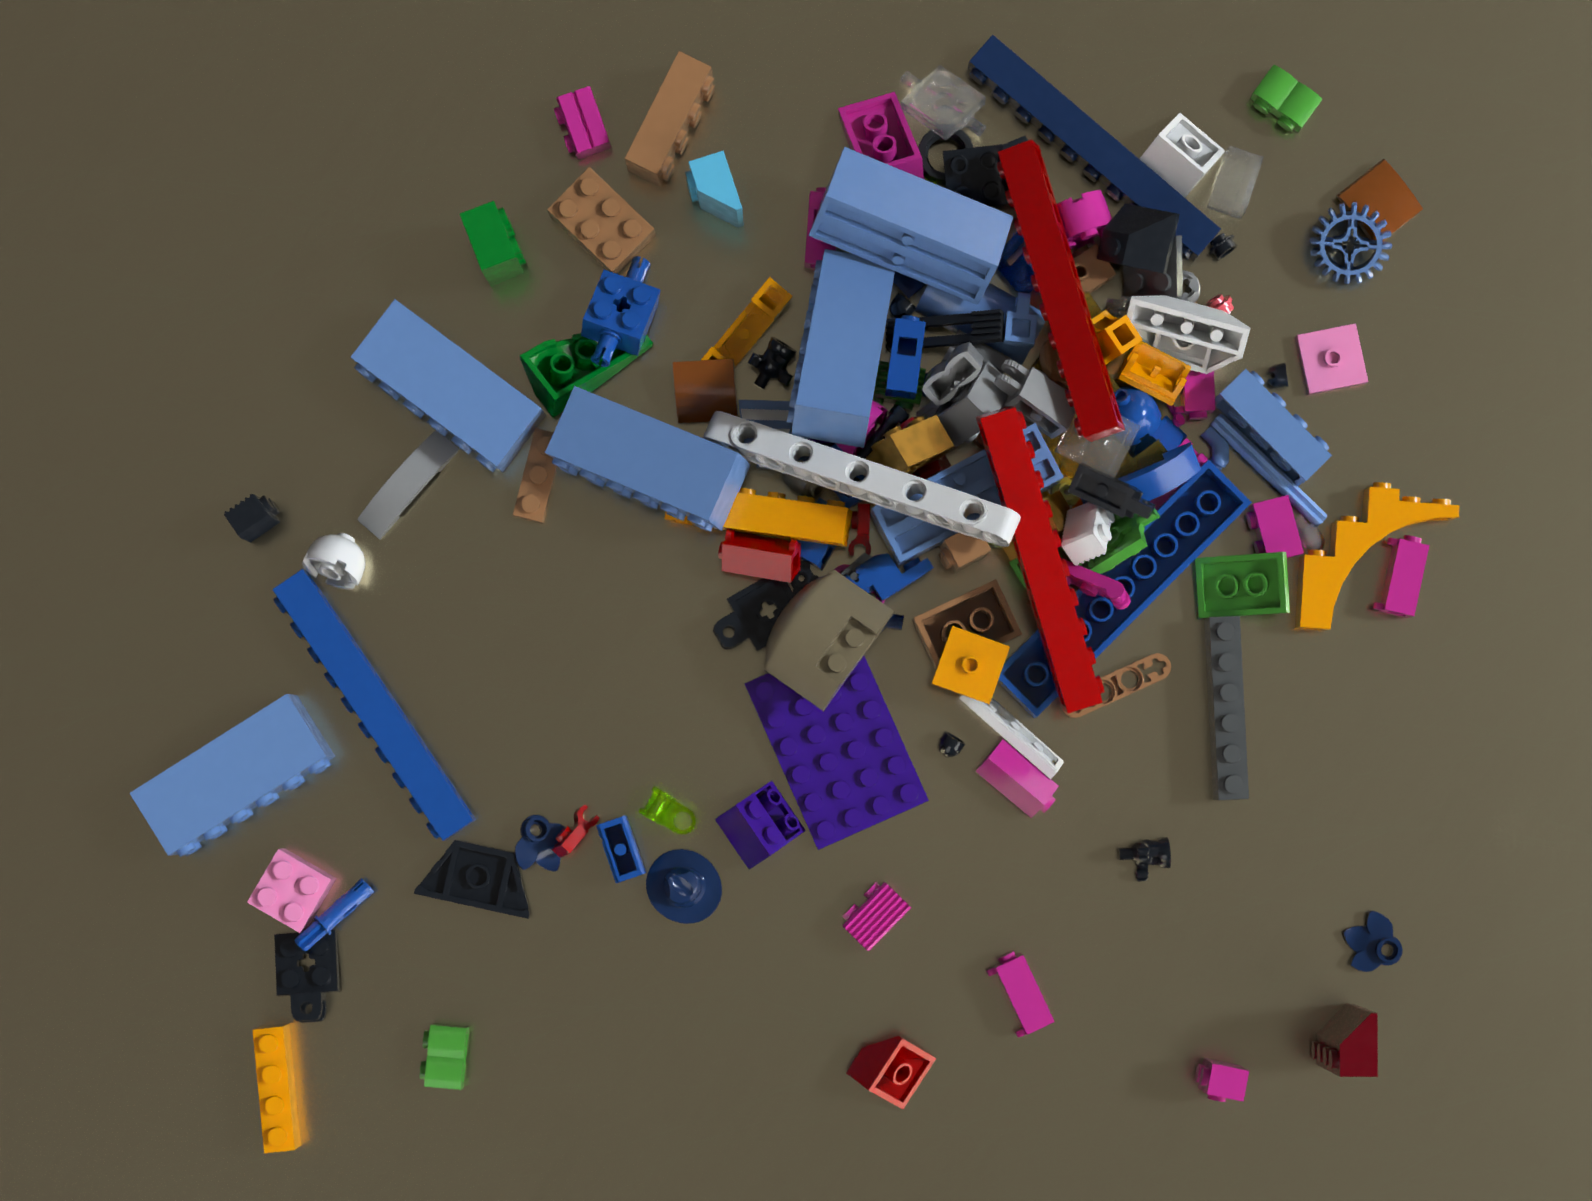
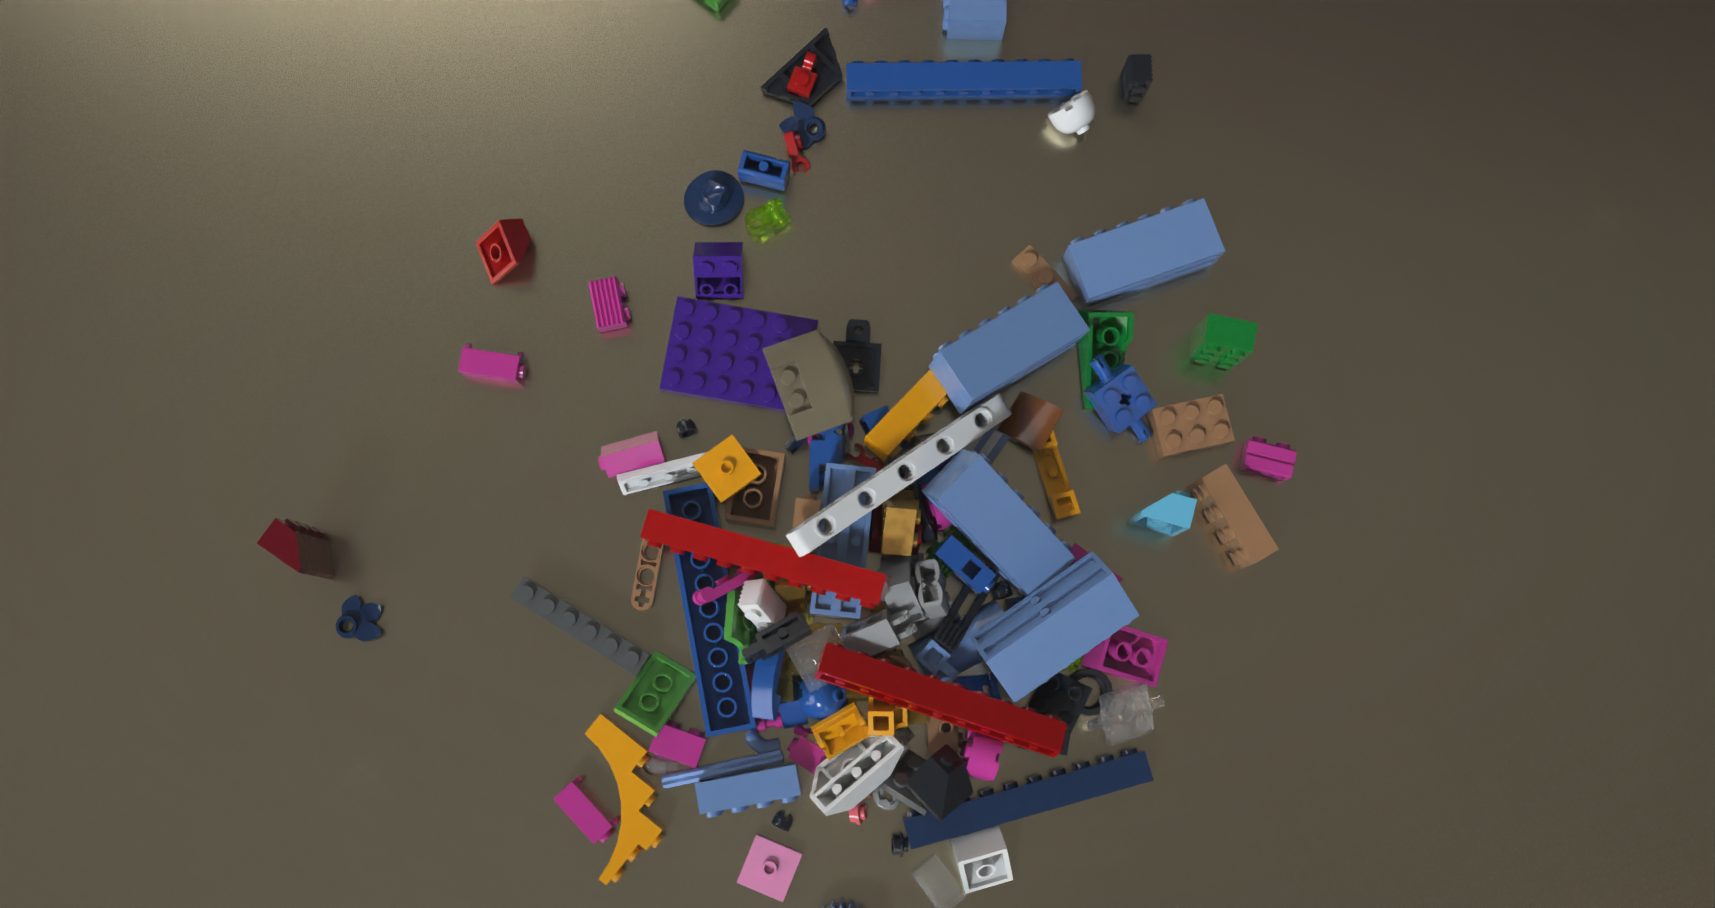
camera: 125 degrees right, 5 degrees down
(407, 483) = (1094, 188): light grey slope -> none
(491, 875) = (803, 79): none -> red plate
(760, 556) = (894, 382): red brick -> none
(773, 363) = (1020, 477): black piece -> none
(808, 575) = (867, 398): black plate -> none
(1148, 853) = (524, 507): black piece -> none
(1222, 1080) = (342, 454): dark pink brick -> none

